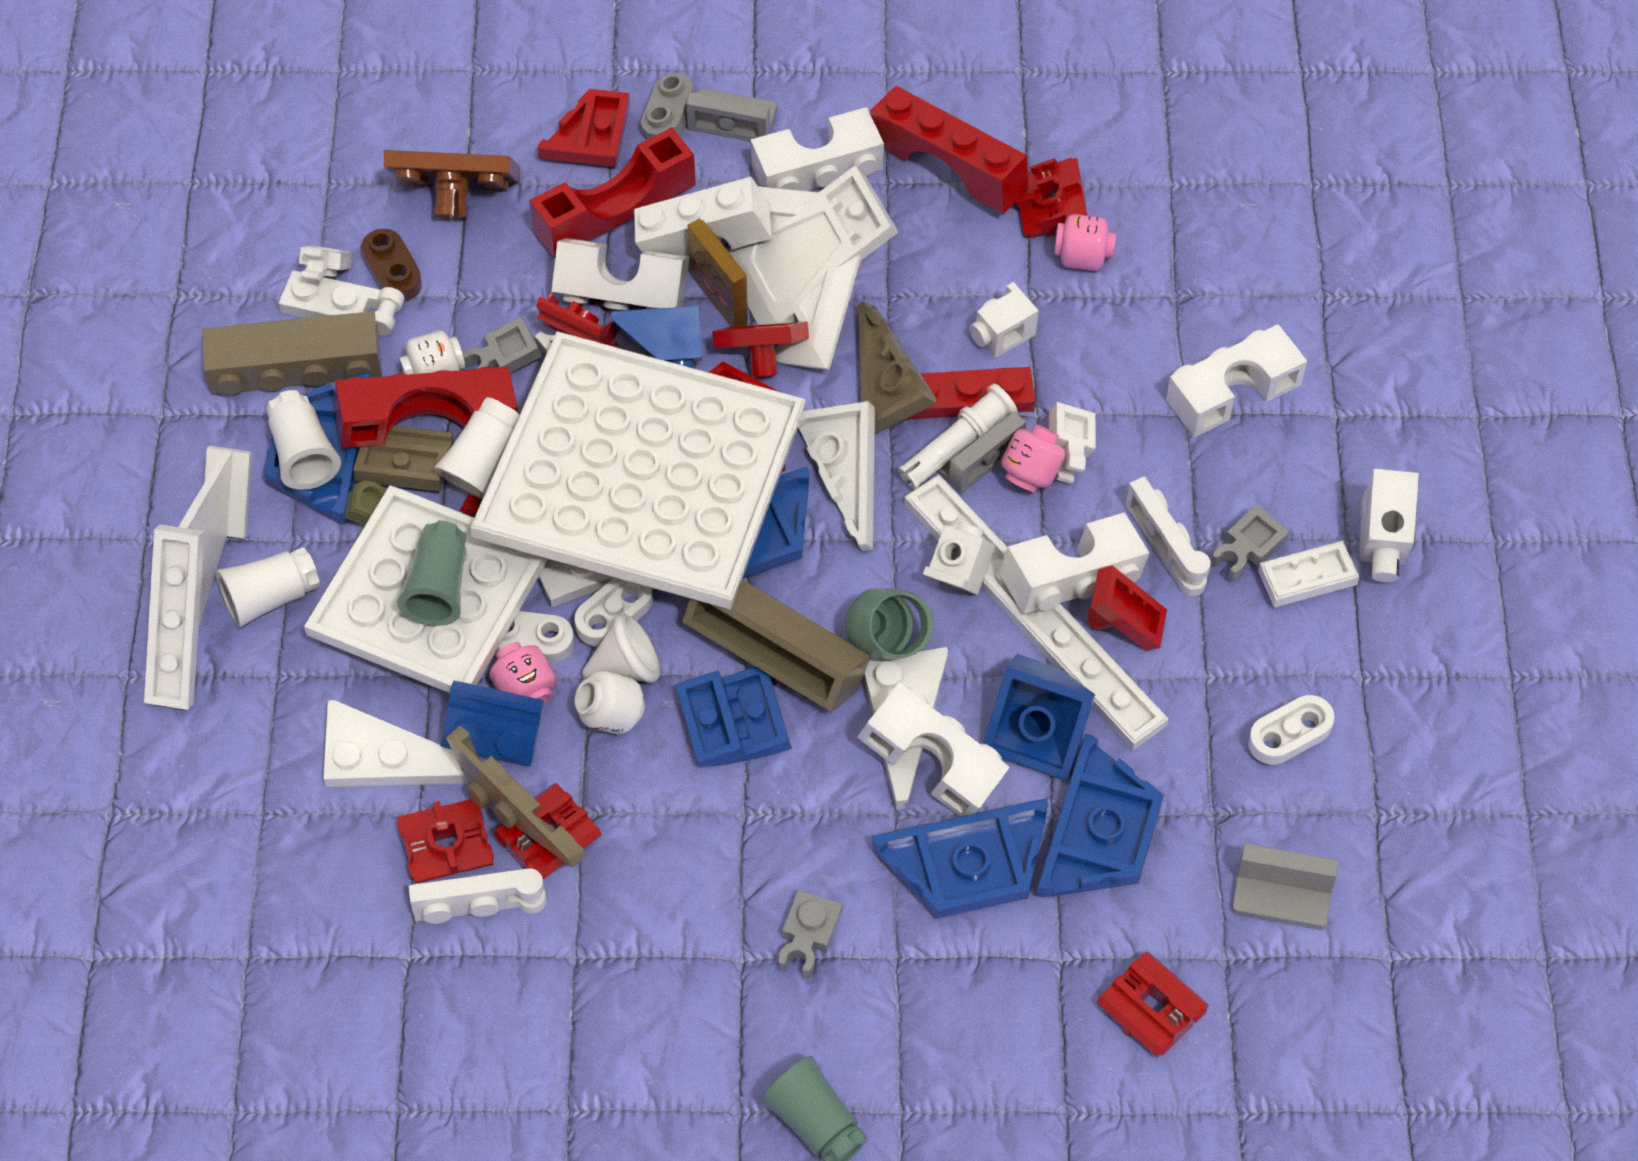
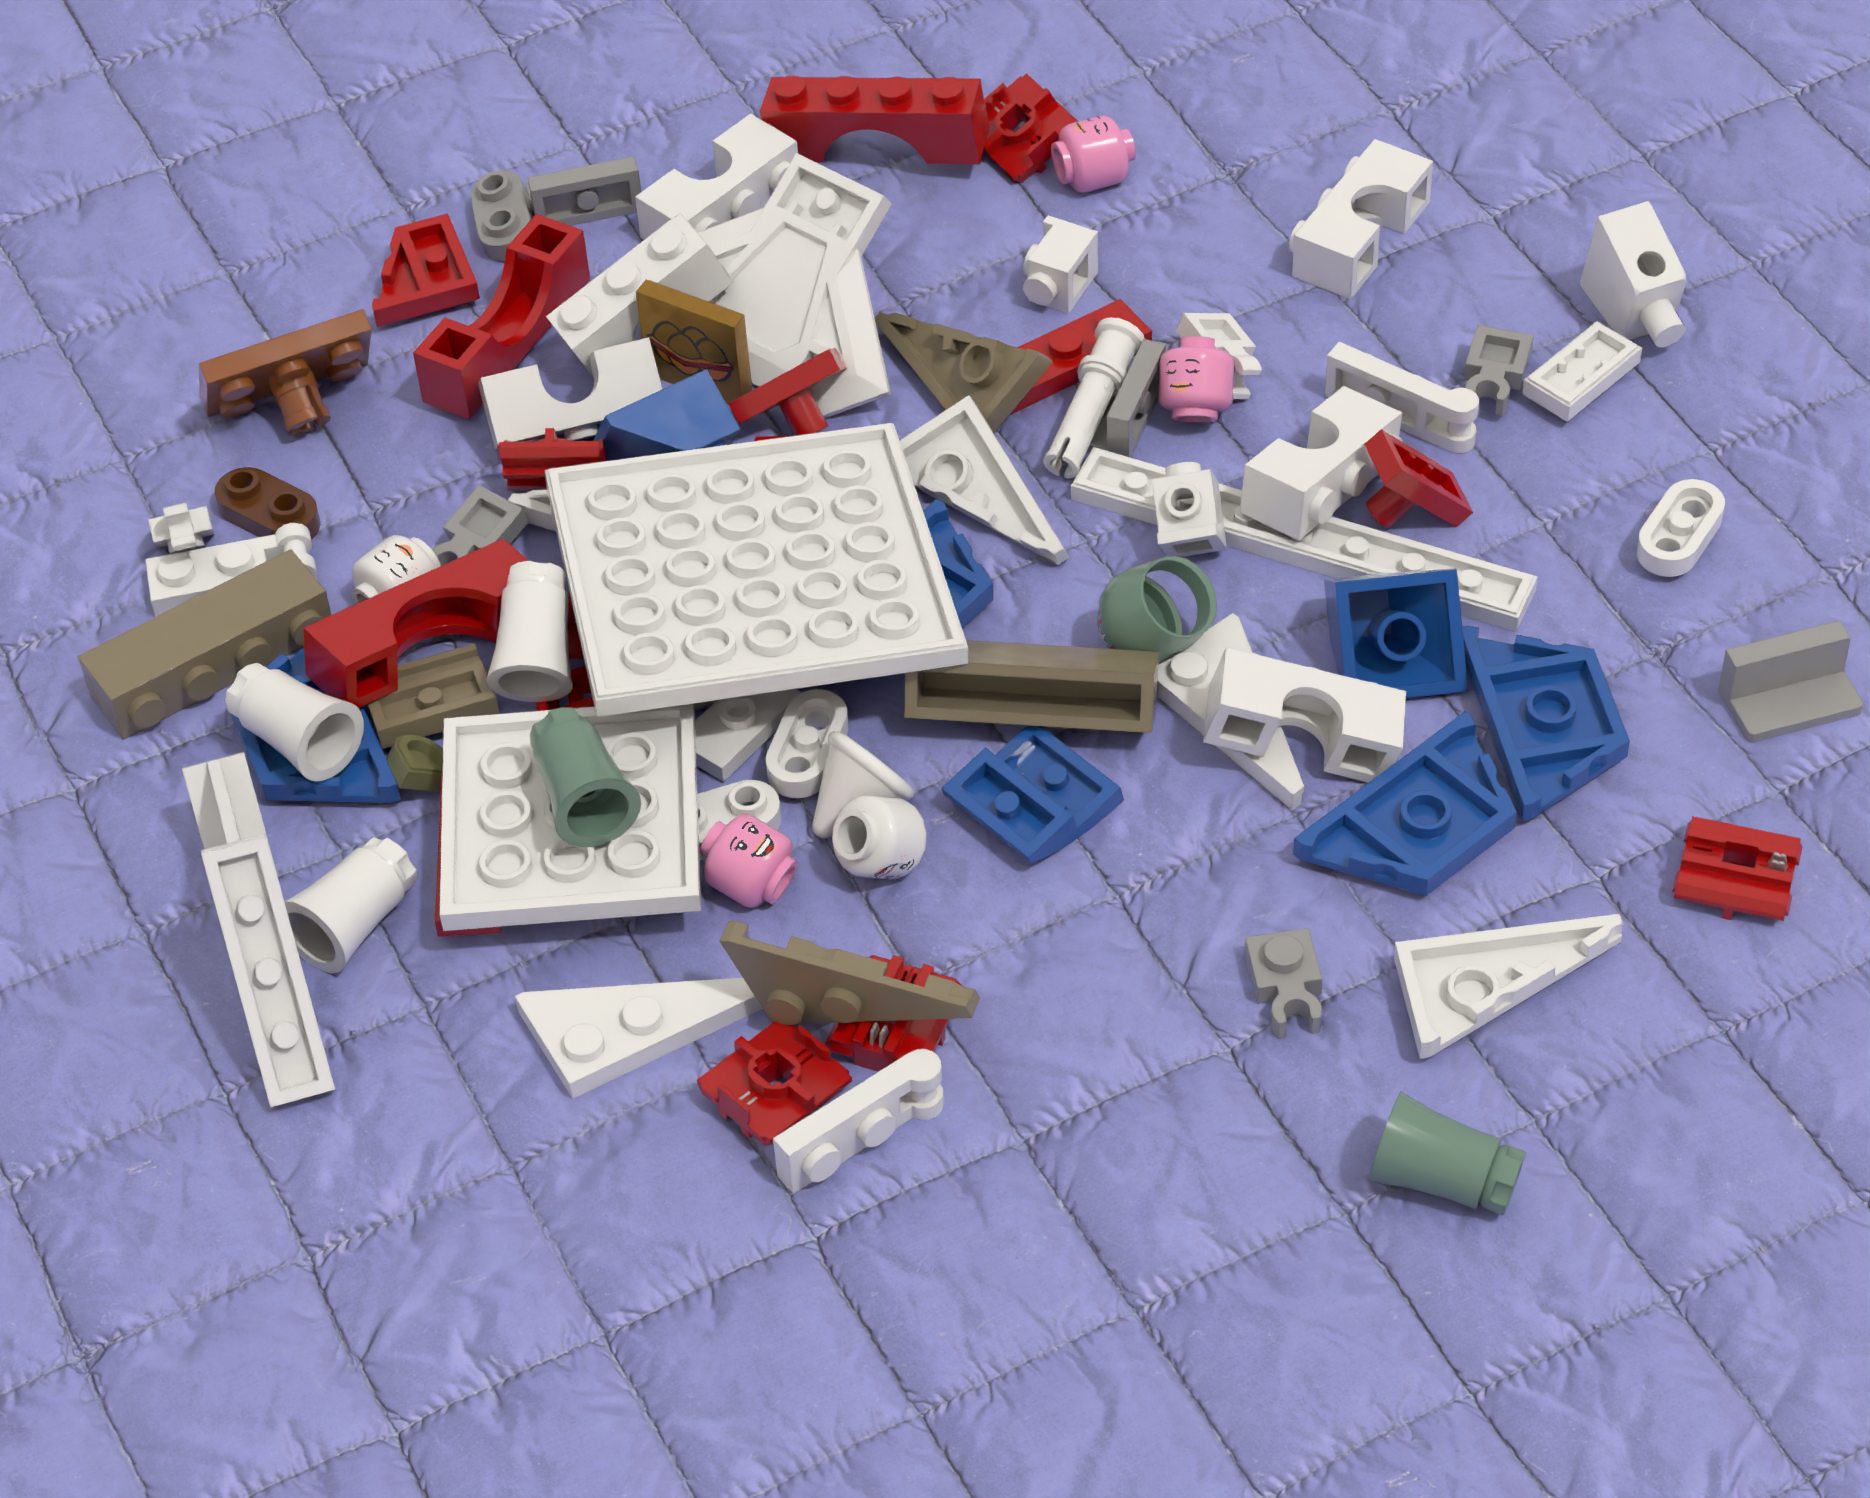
camera: 25 degrees left, 10 degrees down
(497, 721) = (770, 900): blue plate -> none
(926, 994) = (1475, 976): none -> white wing

